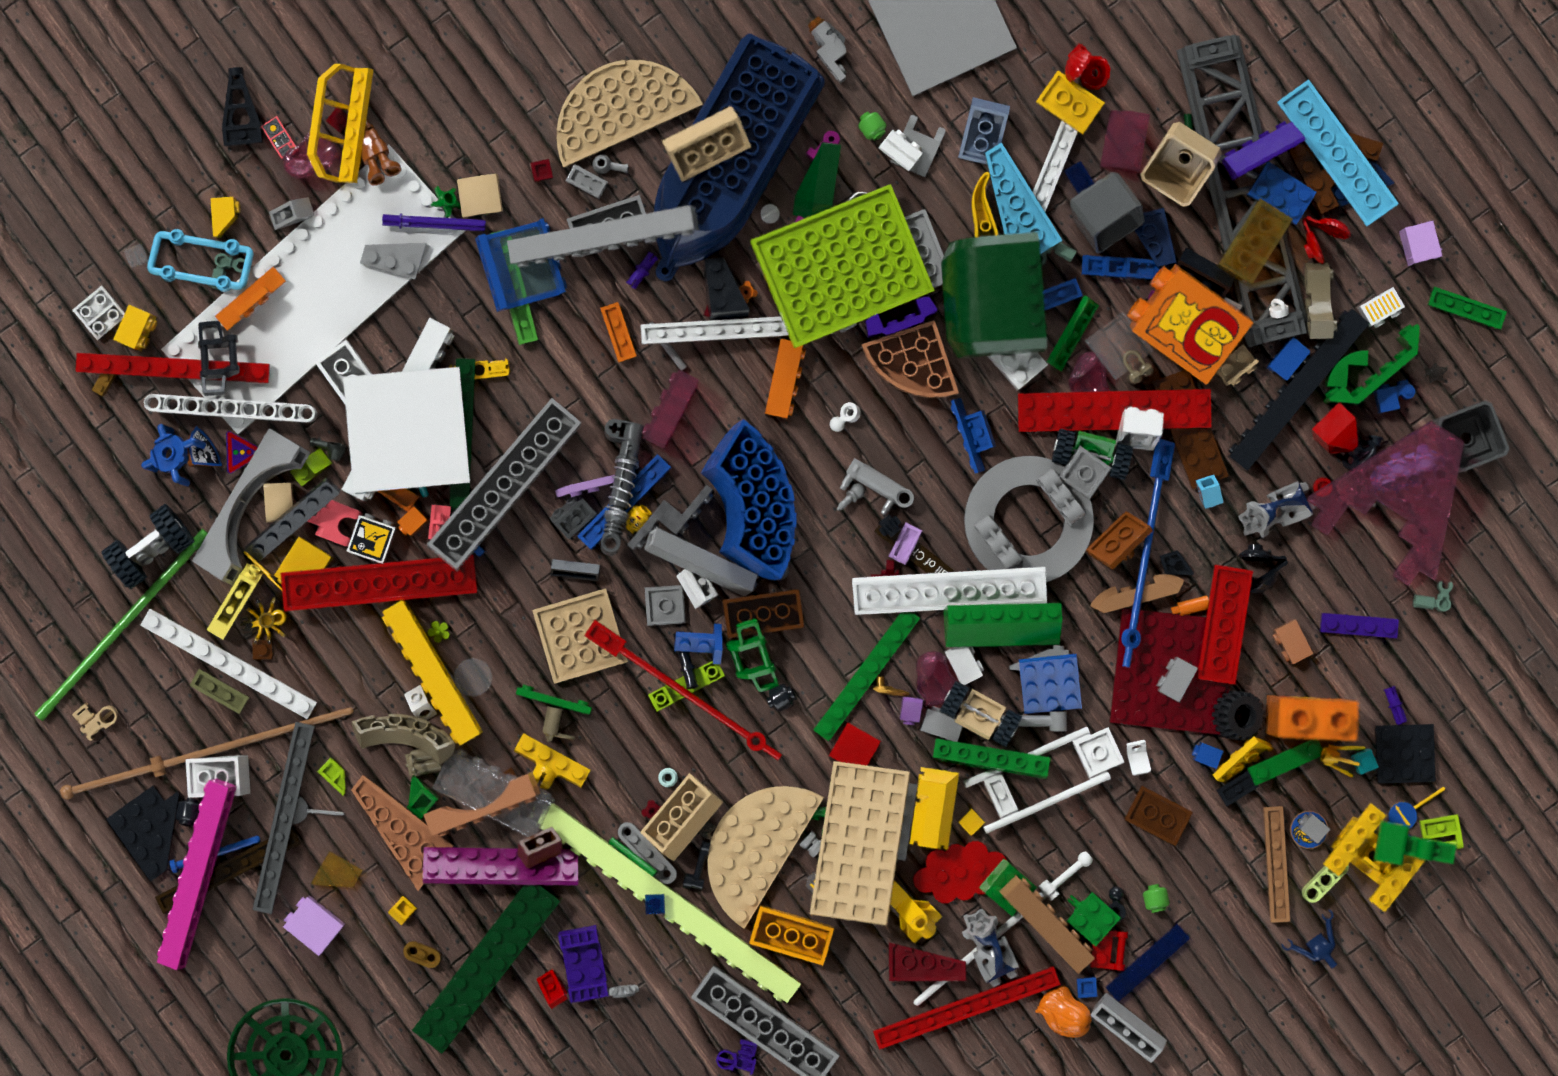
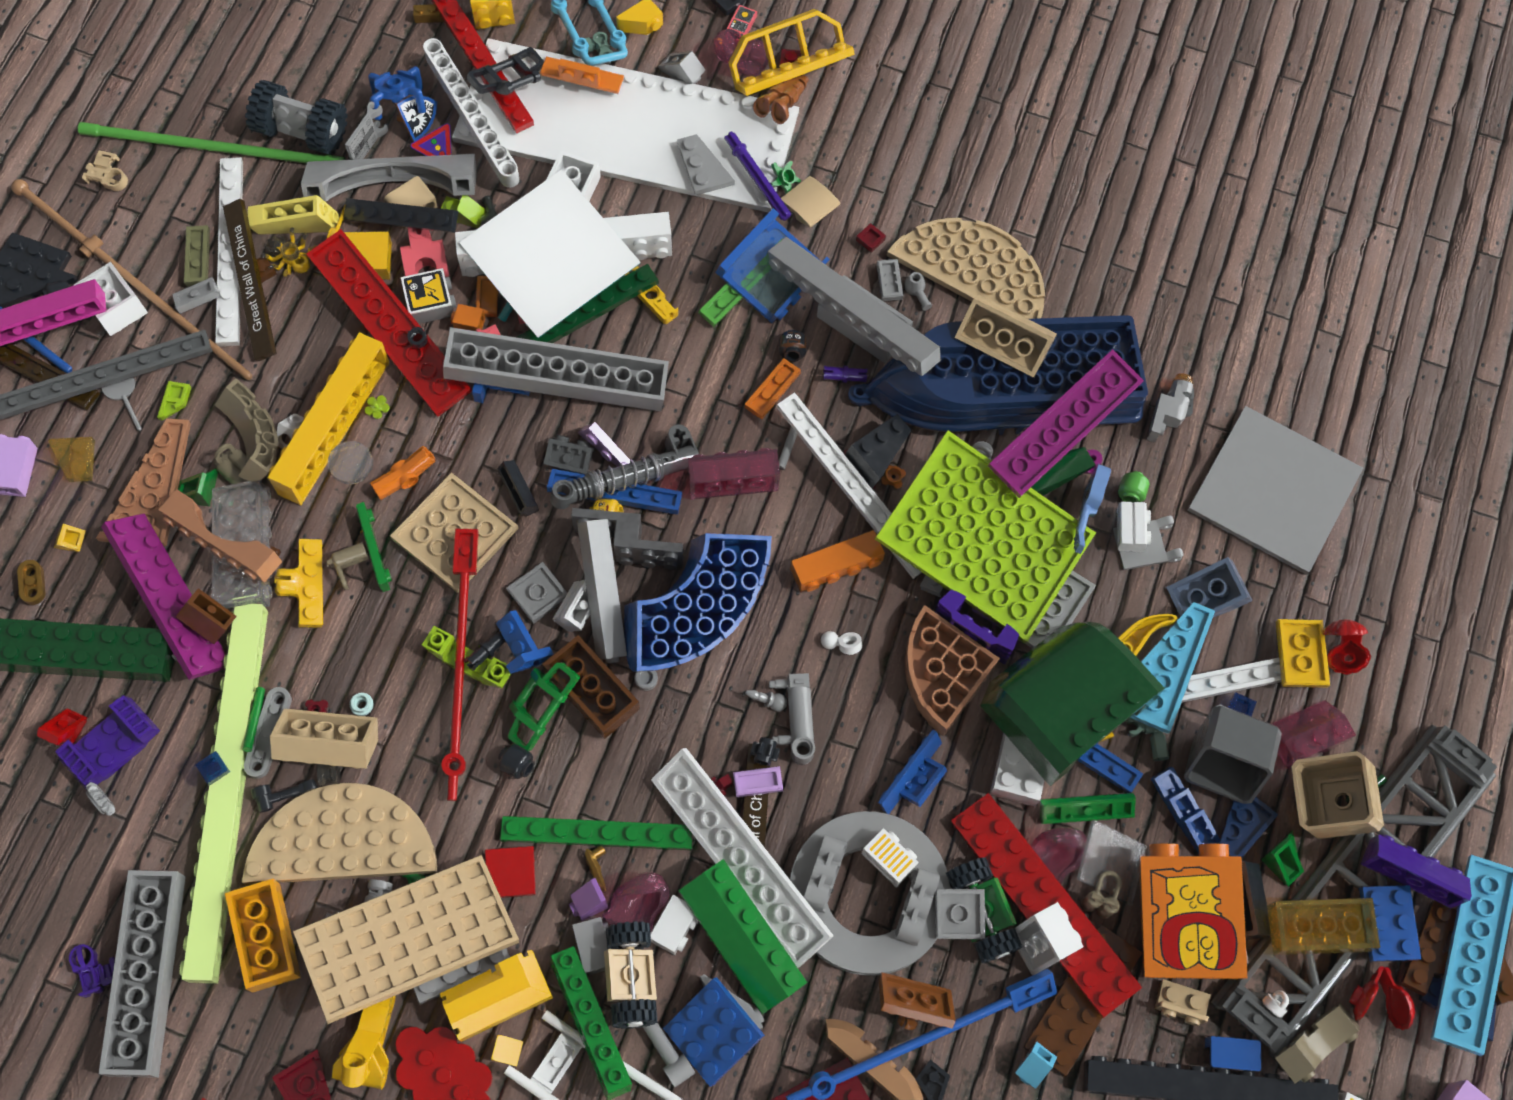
camera: 50 degrees right, 20 degrees down
(192, 491) = (365, 134): none -> light grey flag
(256, 711) = (196, 295): none -> light grey plate
(270, 664) = (249, 280): none -> dark brown tile
(409, 564) = (417, 330): none -> black axle
(510, 644) = (403, 473): none -> orange piece
(594, 293) = (792, 345): none -> black head
(802, 150) = (1065, 423): none -> magenta plate
(866, 169) = (1091, 501): none -> medium blue piece
(1018, 492) = (890, 856): none -> white brick
(1194, 225) = (1284, 860): none -> green slope

